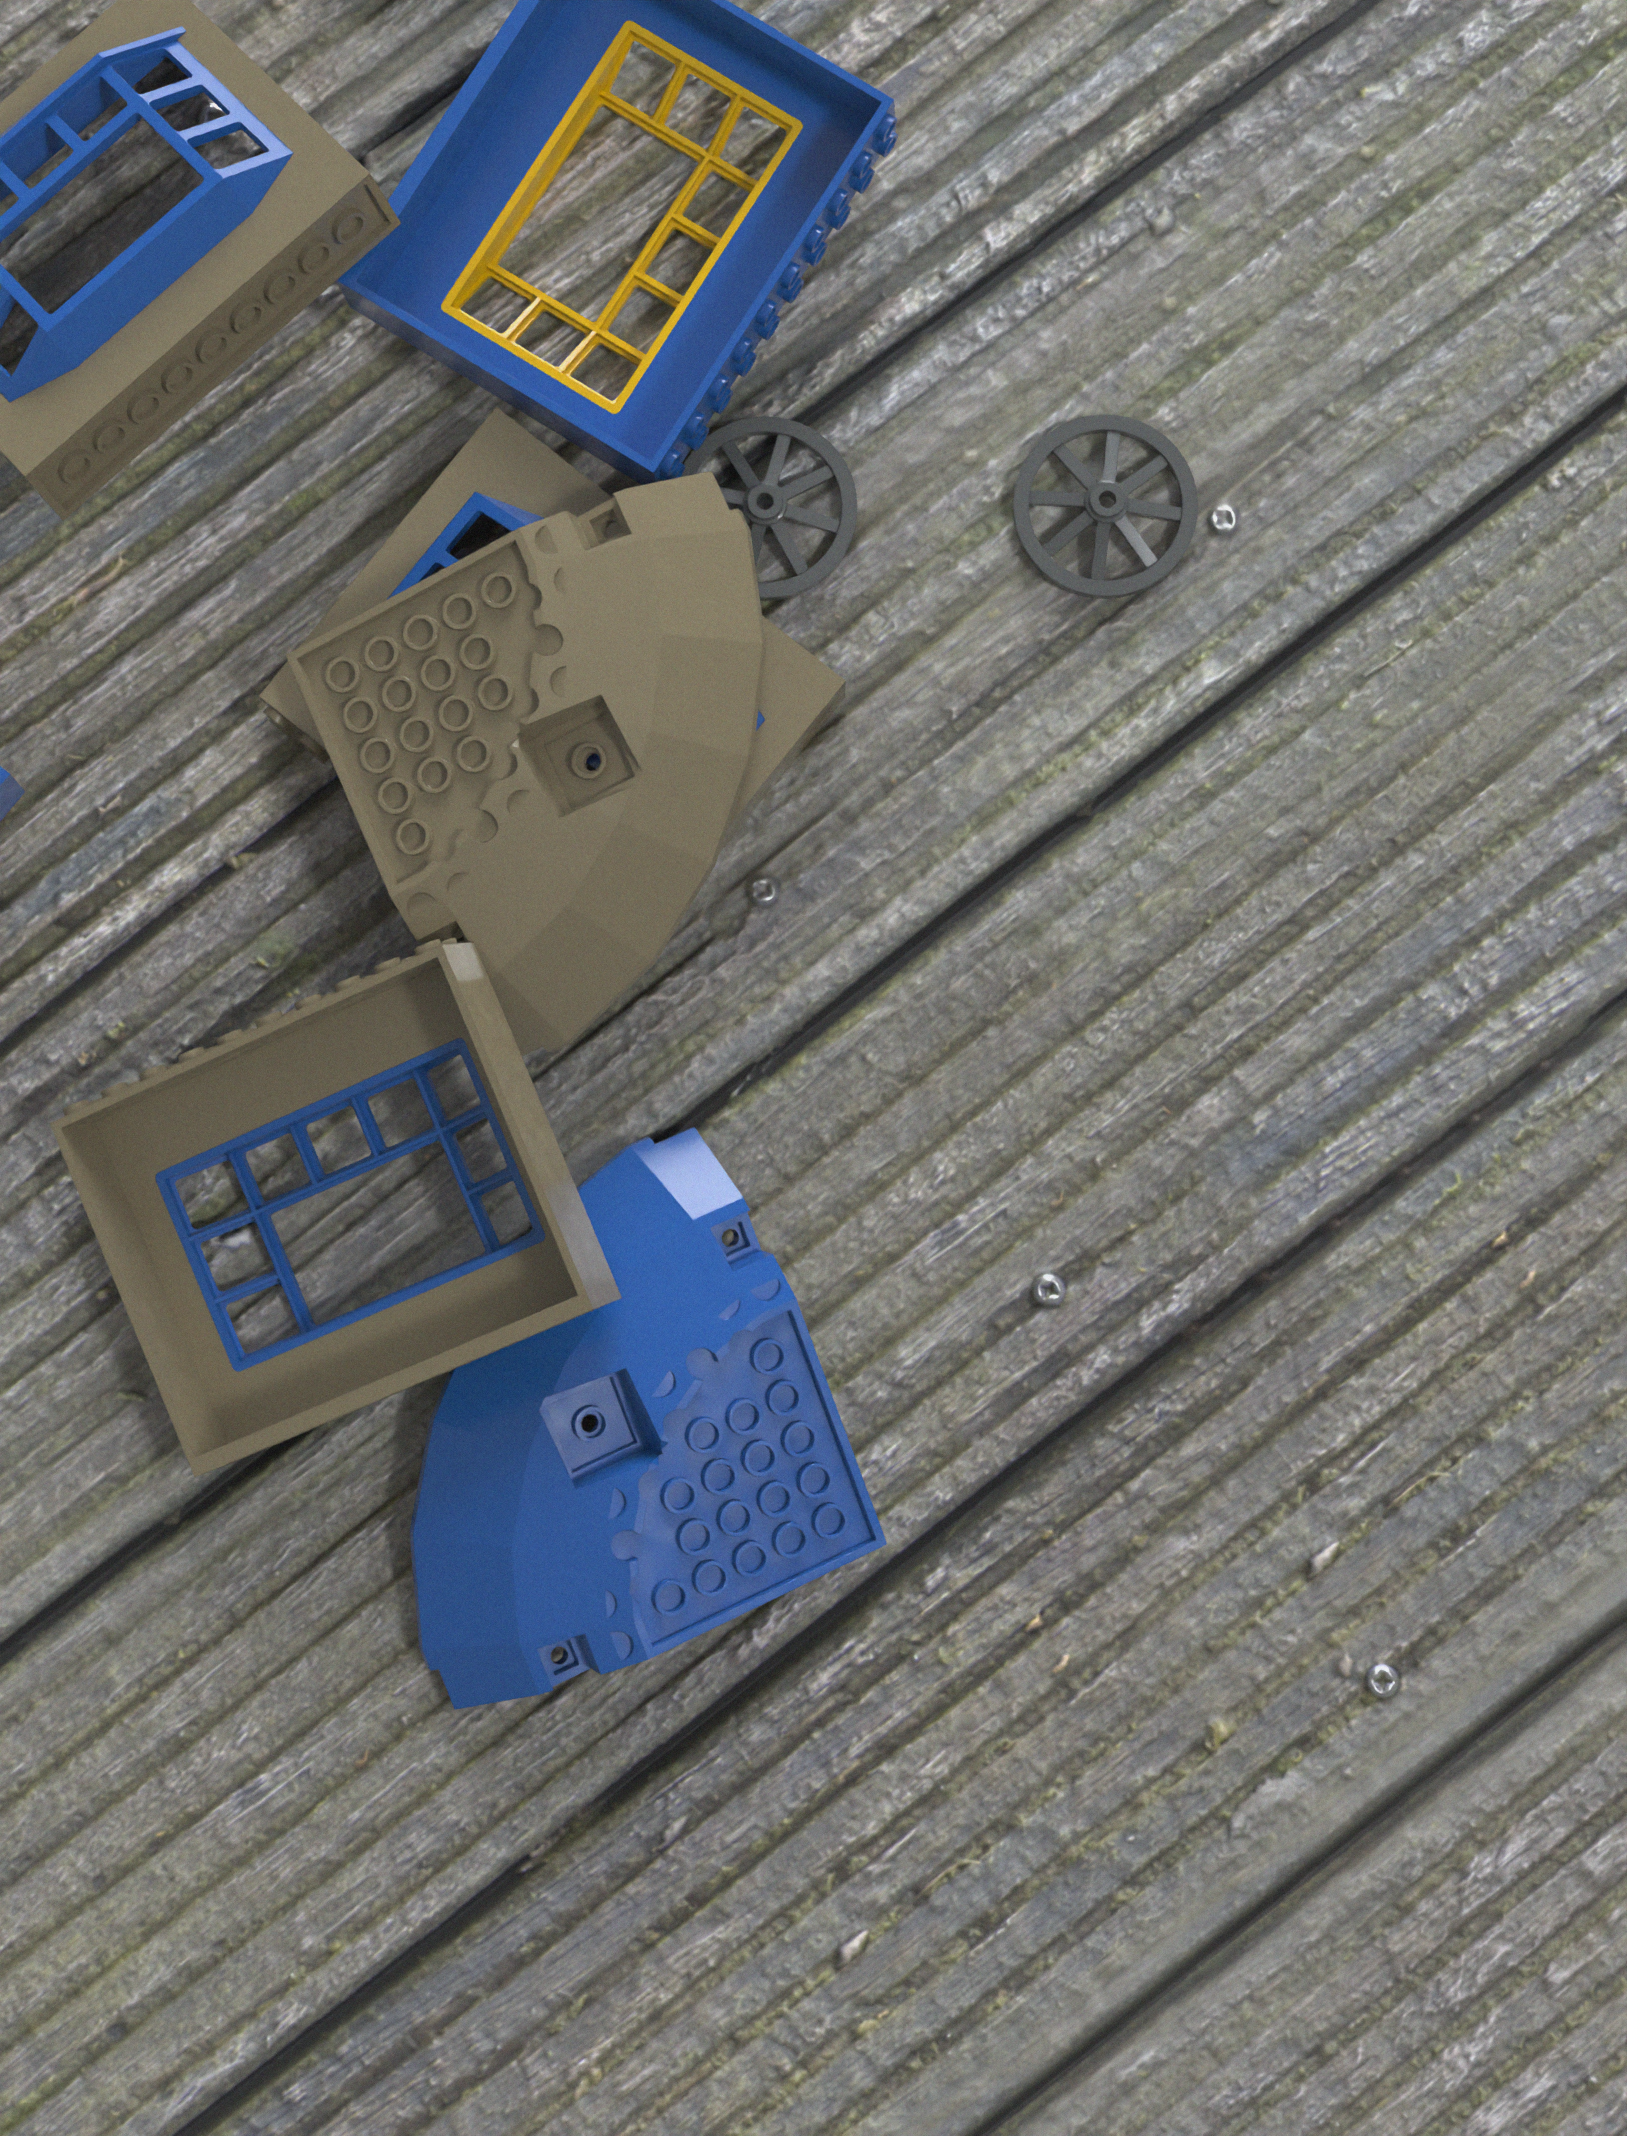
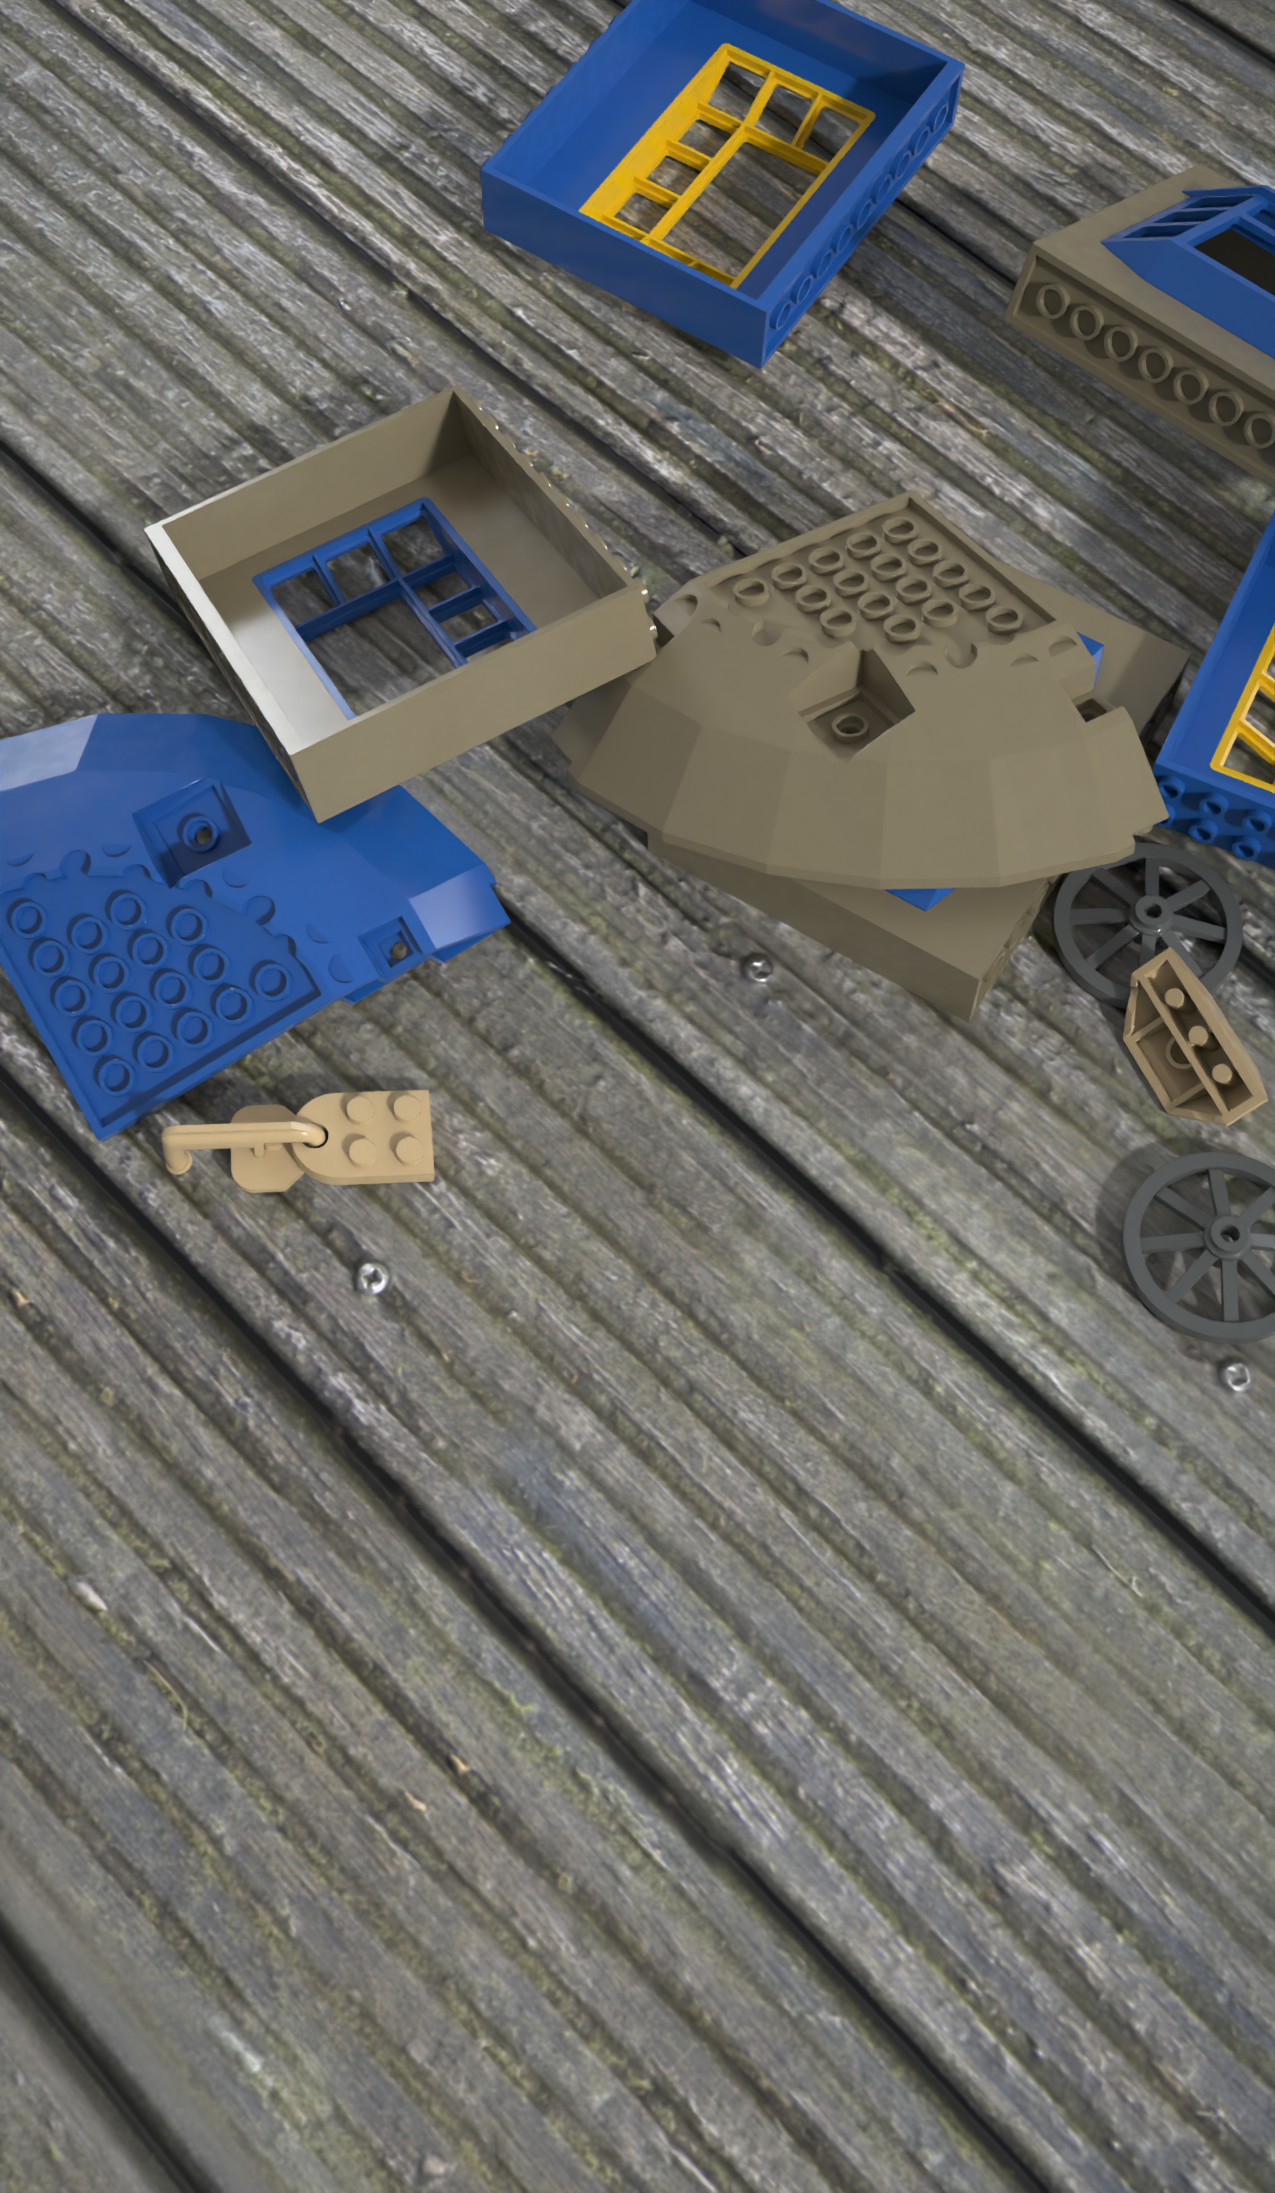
camera: 85 degrees right, 20 degrees down
(907, 1282) = (369, 1141): none -> tan plate
(911, 493) = (1188, 1045): none -> tan wedge

